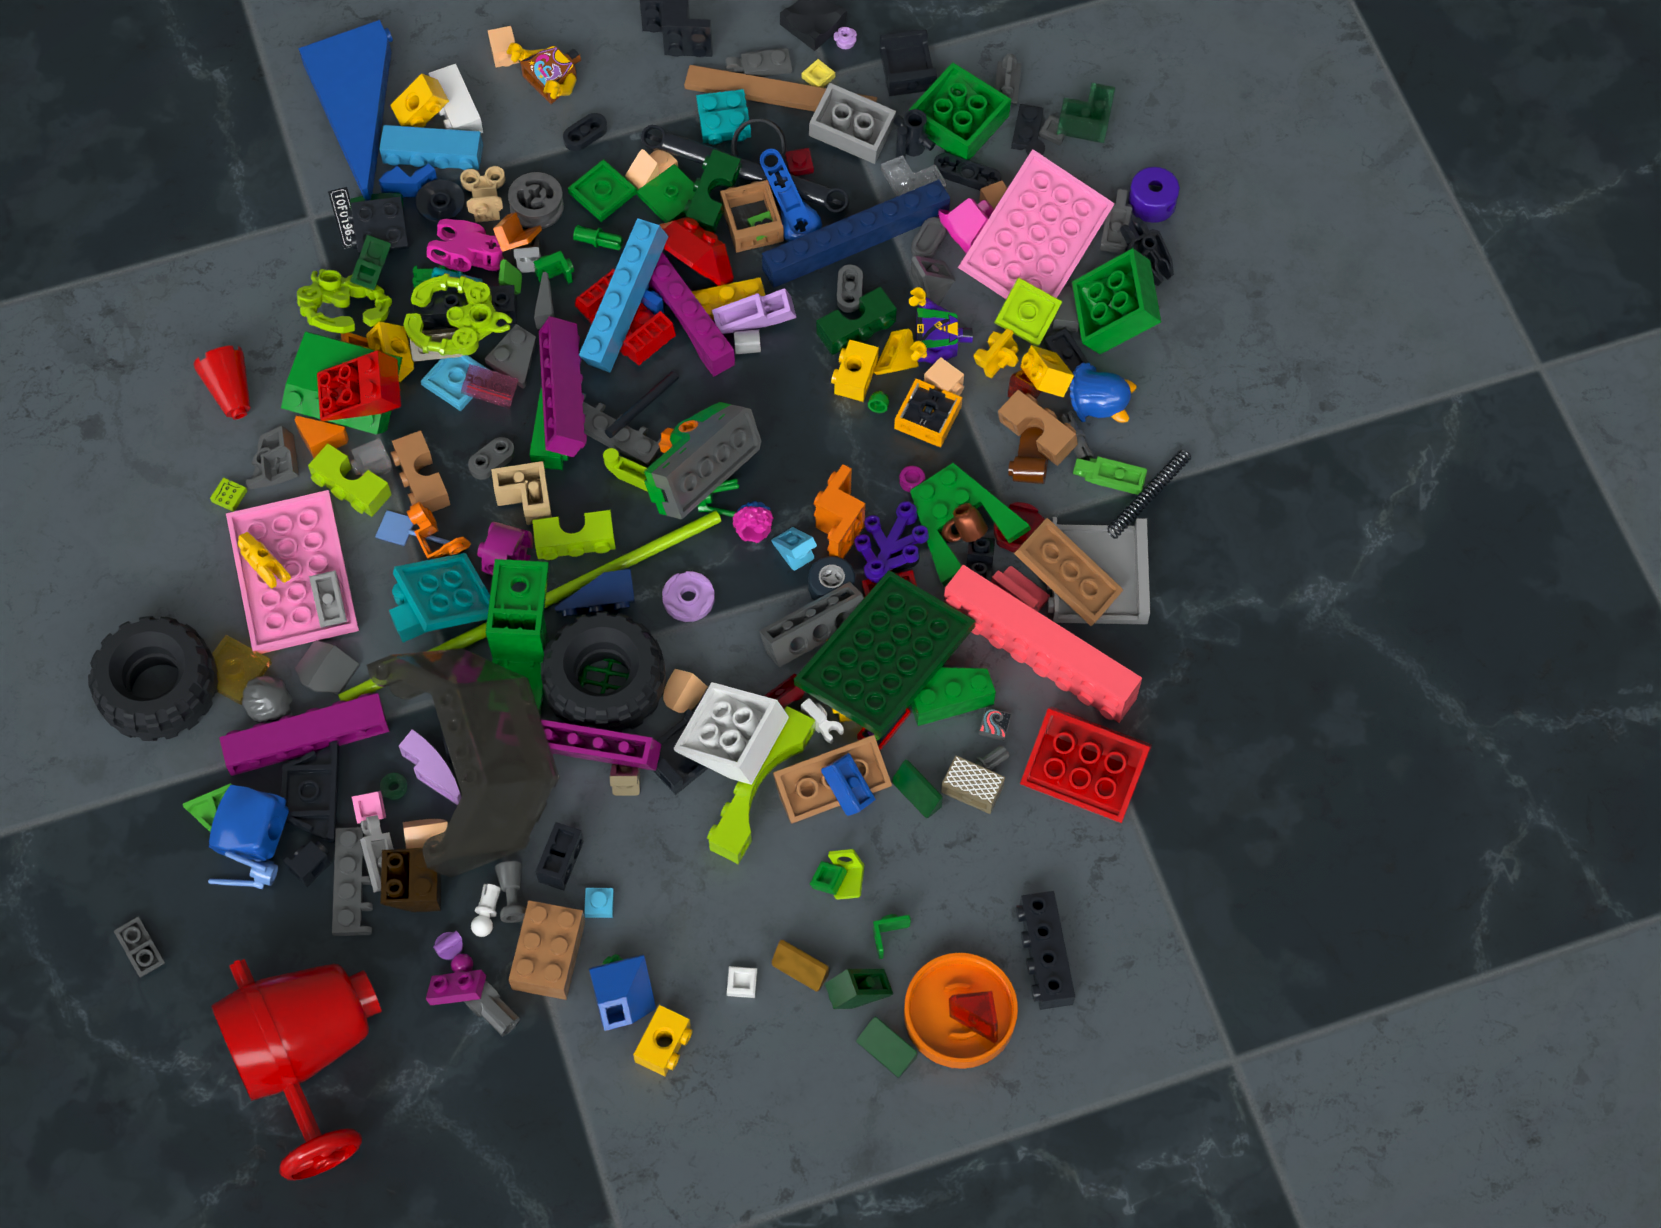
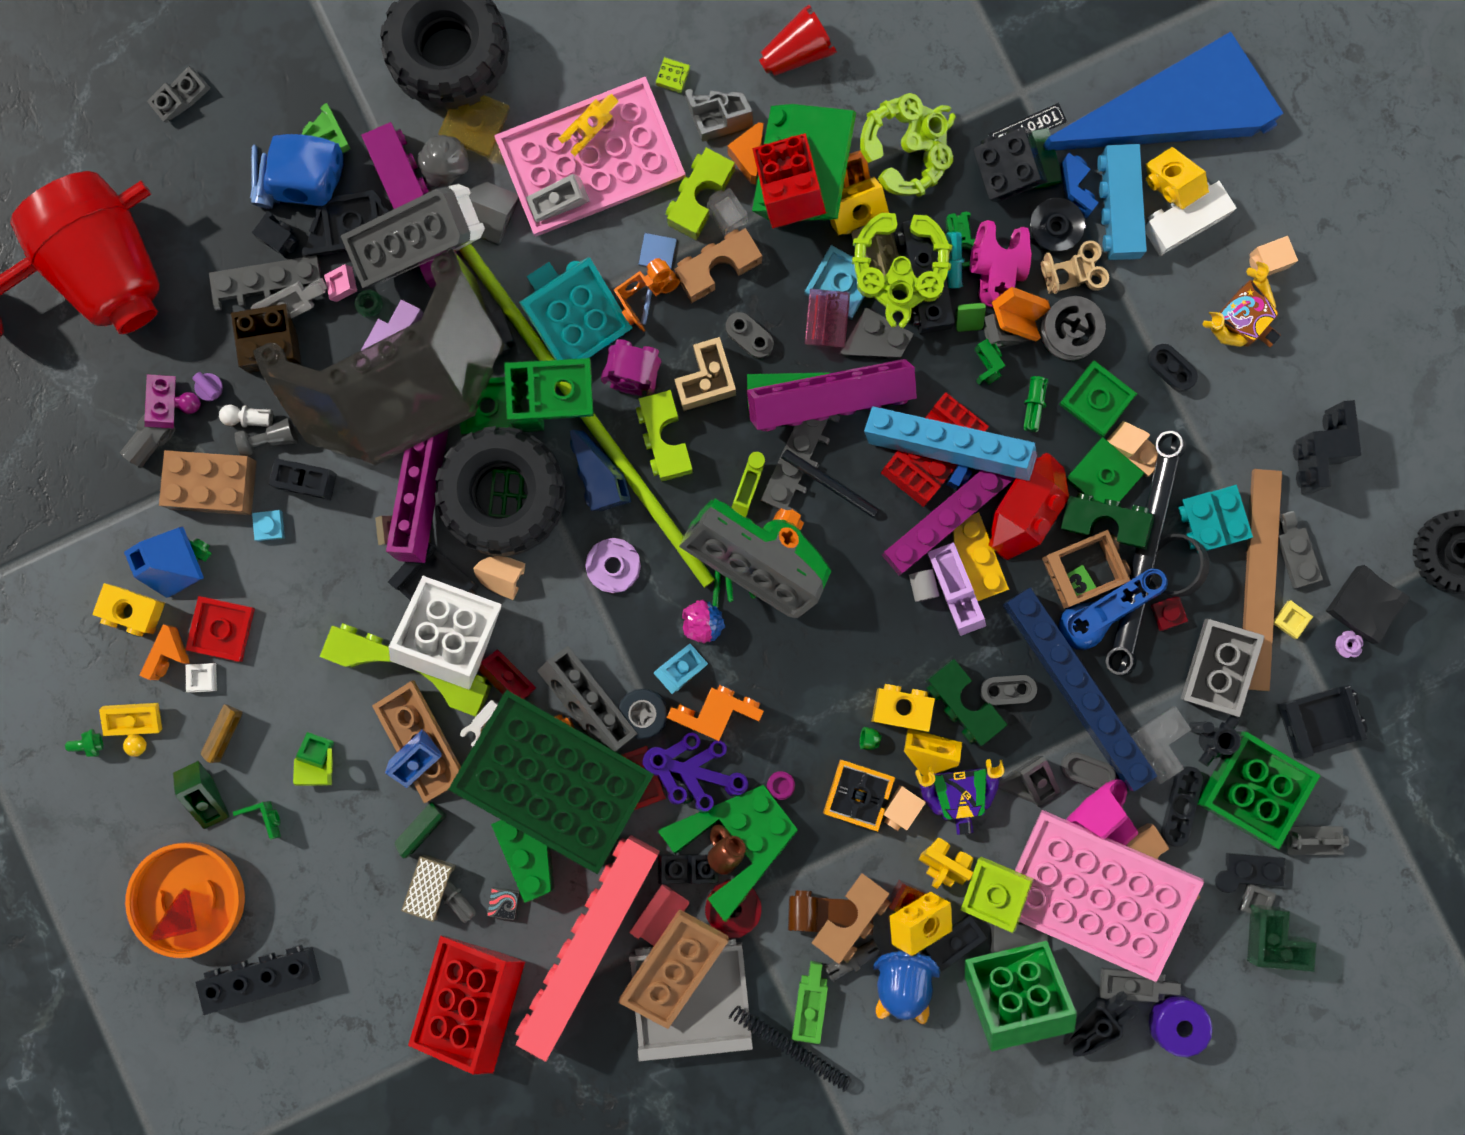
camera: 85 degrees right, 20 degrees up
(343, 710) = (413, 234): none -> dark grey piece
(370, 262) = (958, 164): dark green slope -> none
(419, 831) = (319, 340): light nougat brick -> none
(544, 304) = (935, 361): dark grey slope -> none
(695, 958) = (220, 629): none -> red tile
(706, 1005) = (166, 646): none -> orange slope
(776, 1050) = (131, 721): none -> yellow plate
(794, 1090) = (90, 743): none -> green plate
(887, 1047) = (146, 829): dark green slope -> none

